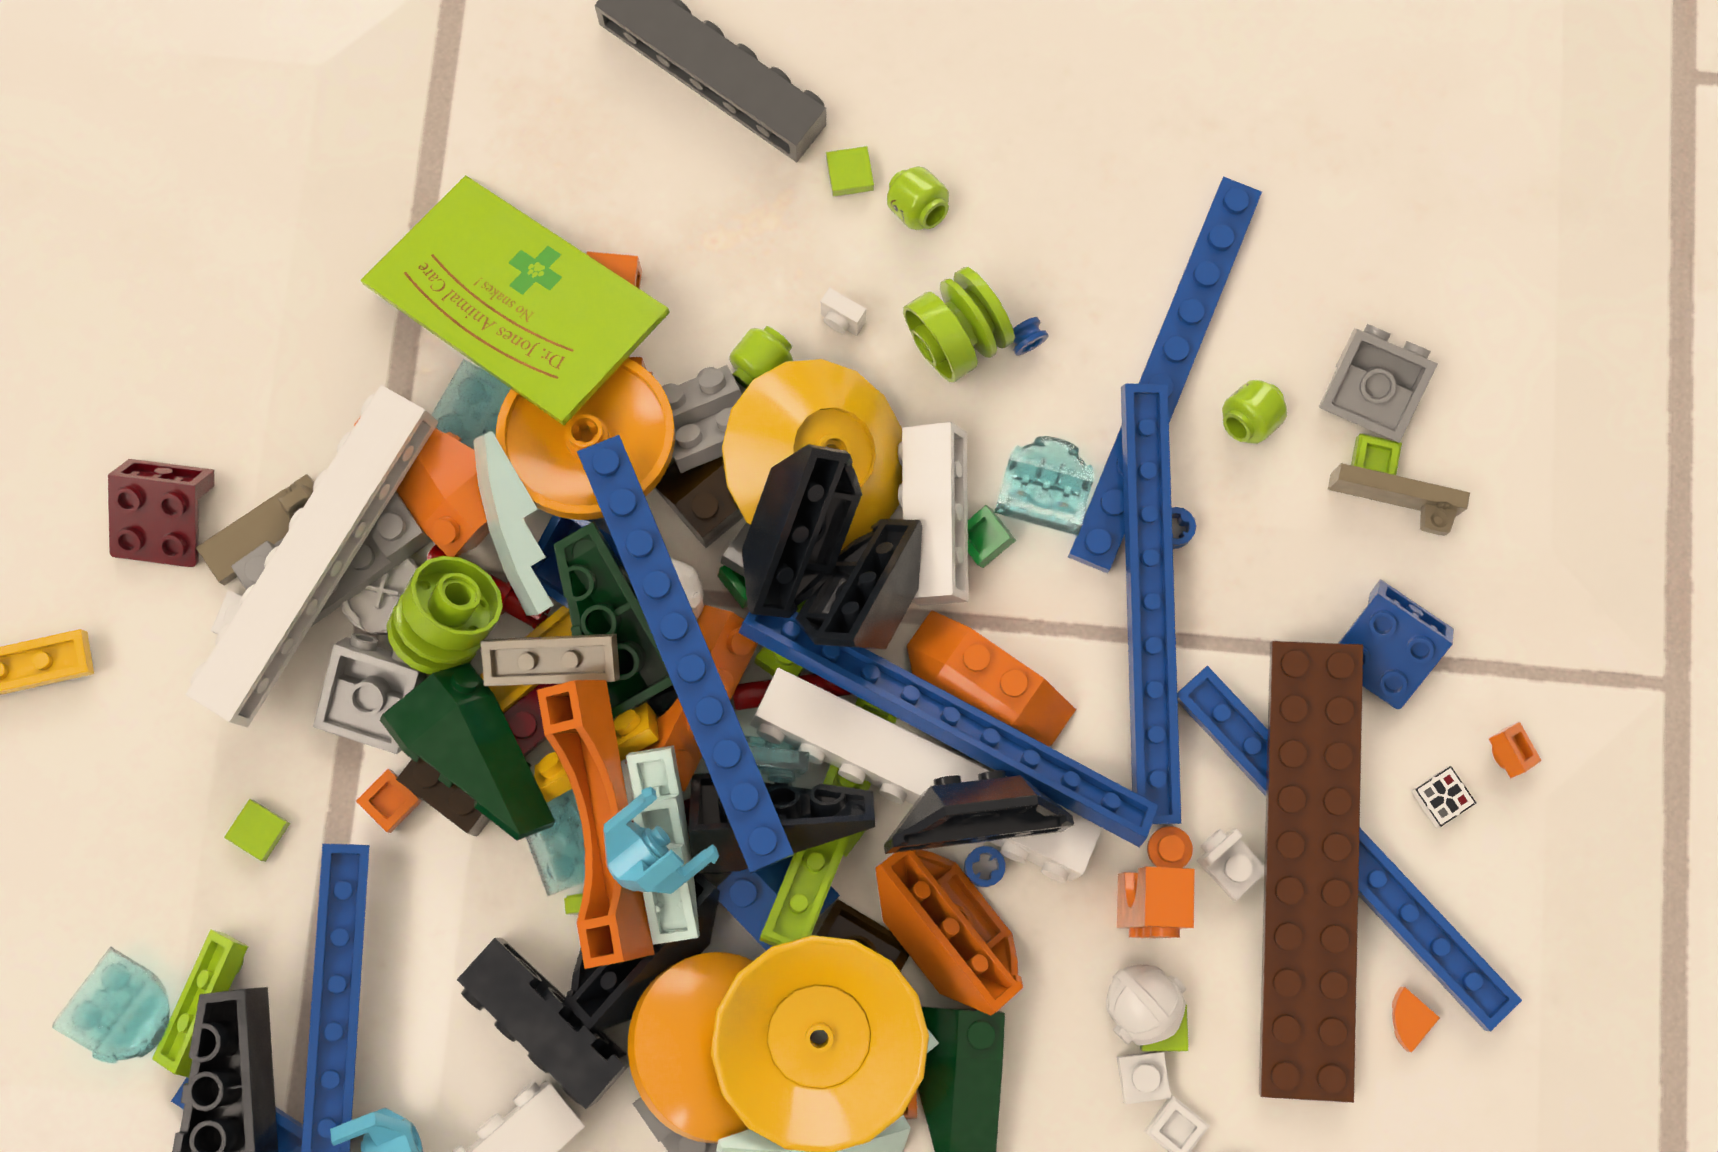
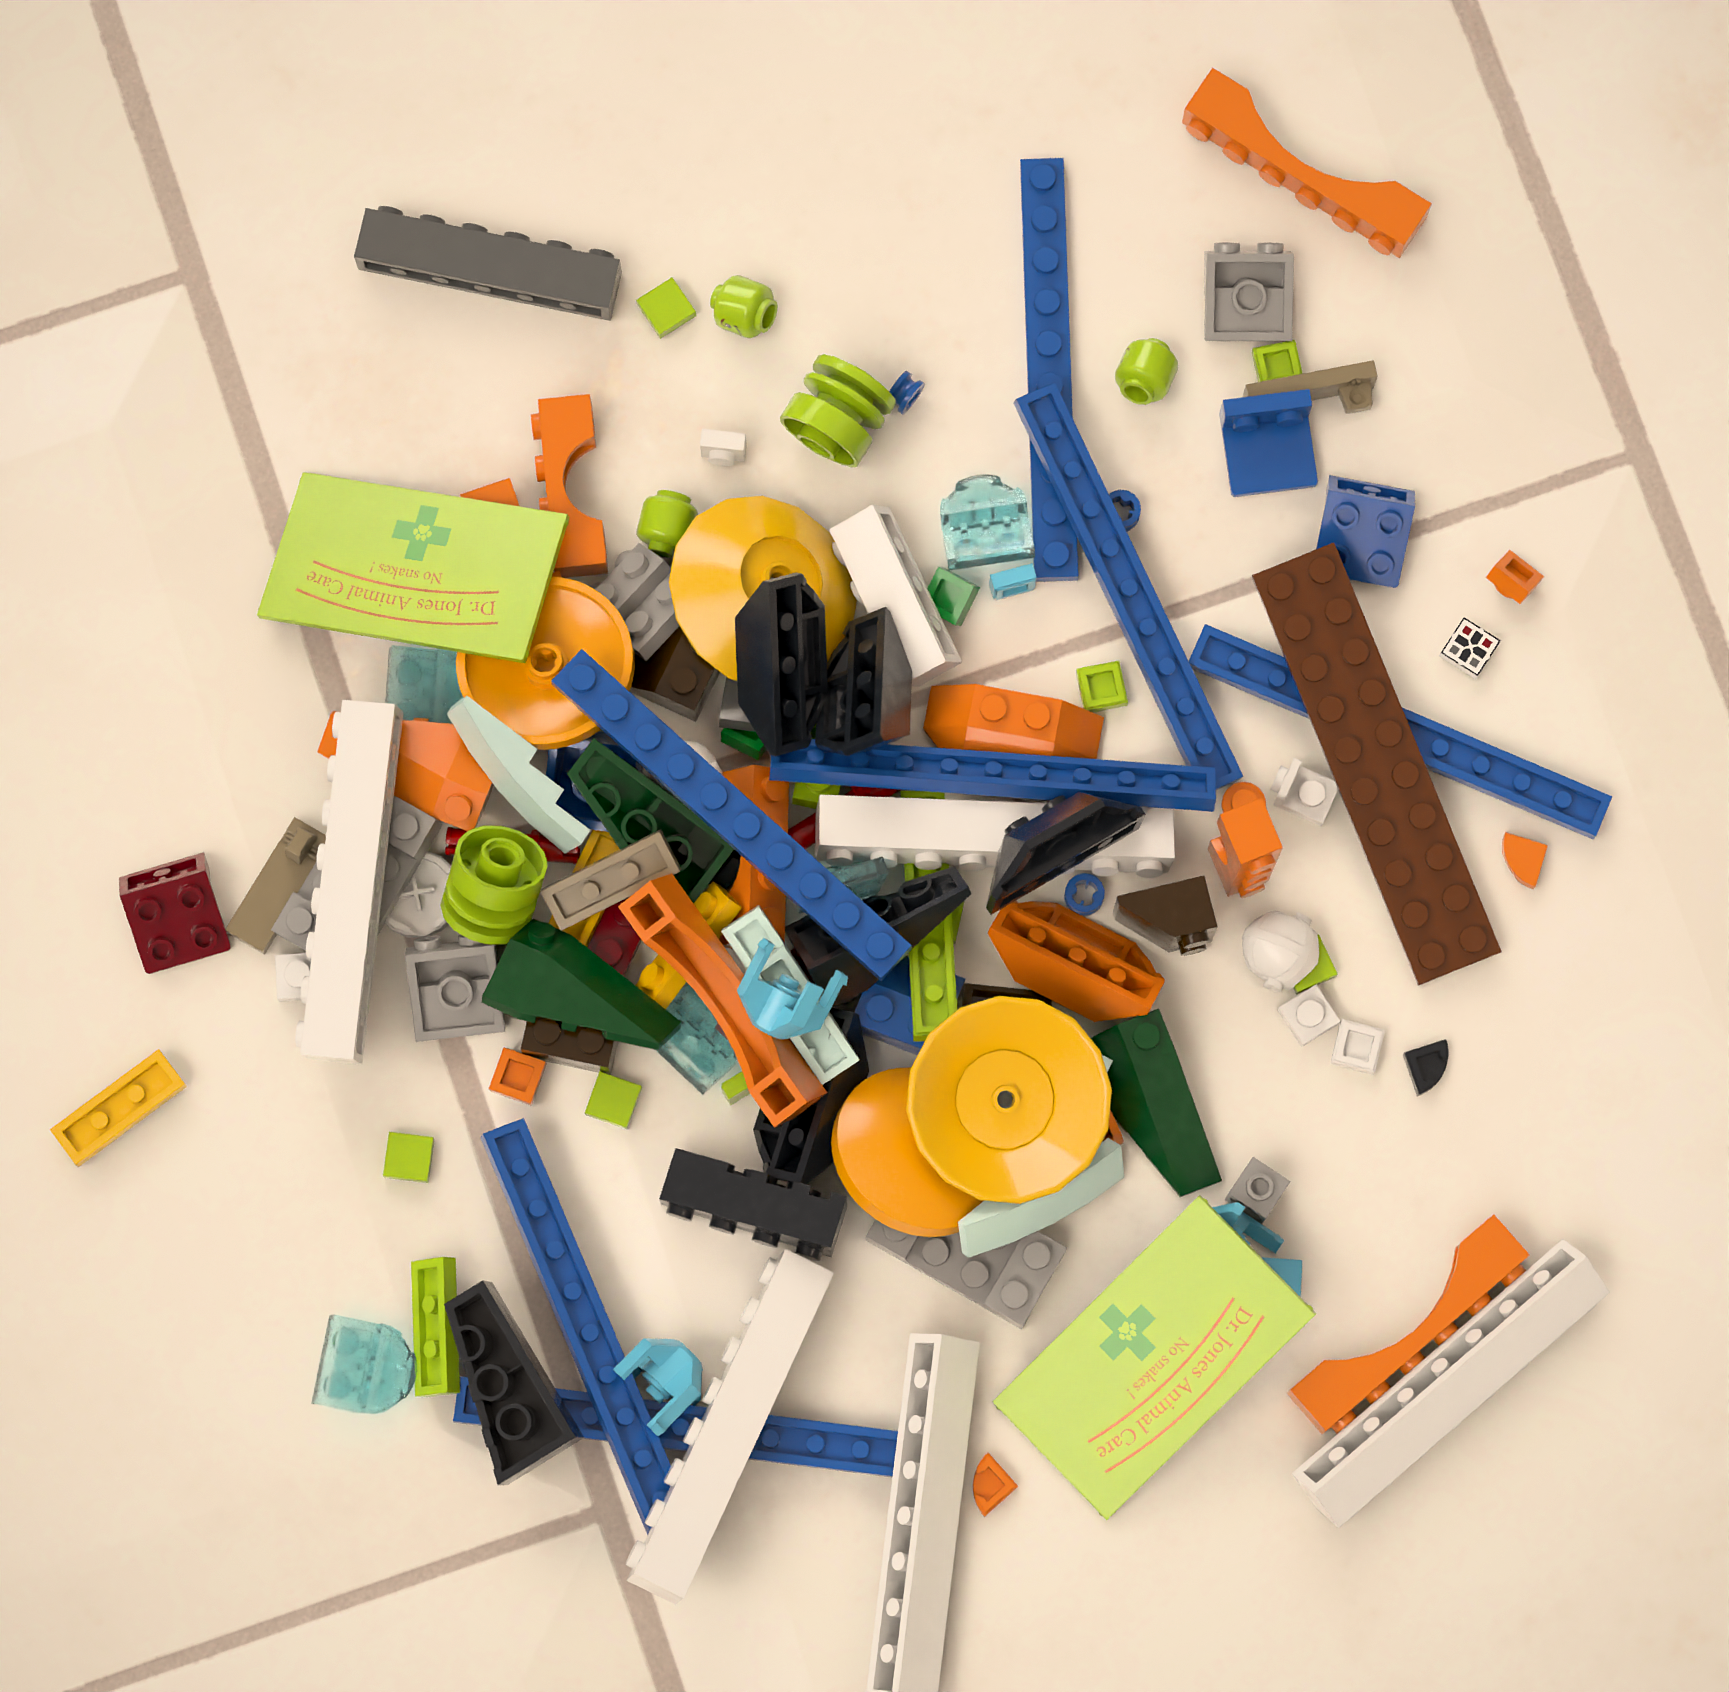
camera: 20 degrees left, 0 degrees up
(466, 862) = (613, 1100): none -> lime tile
(707, 242) = (566, 435): none -> orange arch
(1048, 548) = (1012, 581): none -> medium azure tile
(1057, 928) = (1170, 915): none -> dark brown slope
(1086, 680) = (1102, 686): none -> lime tile
(1338, 524) = (1268, 443): none -> blue bracket
(1527, 360) = (1379, 210): none -> orange arch

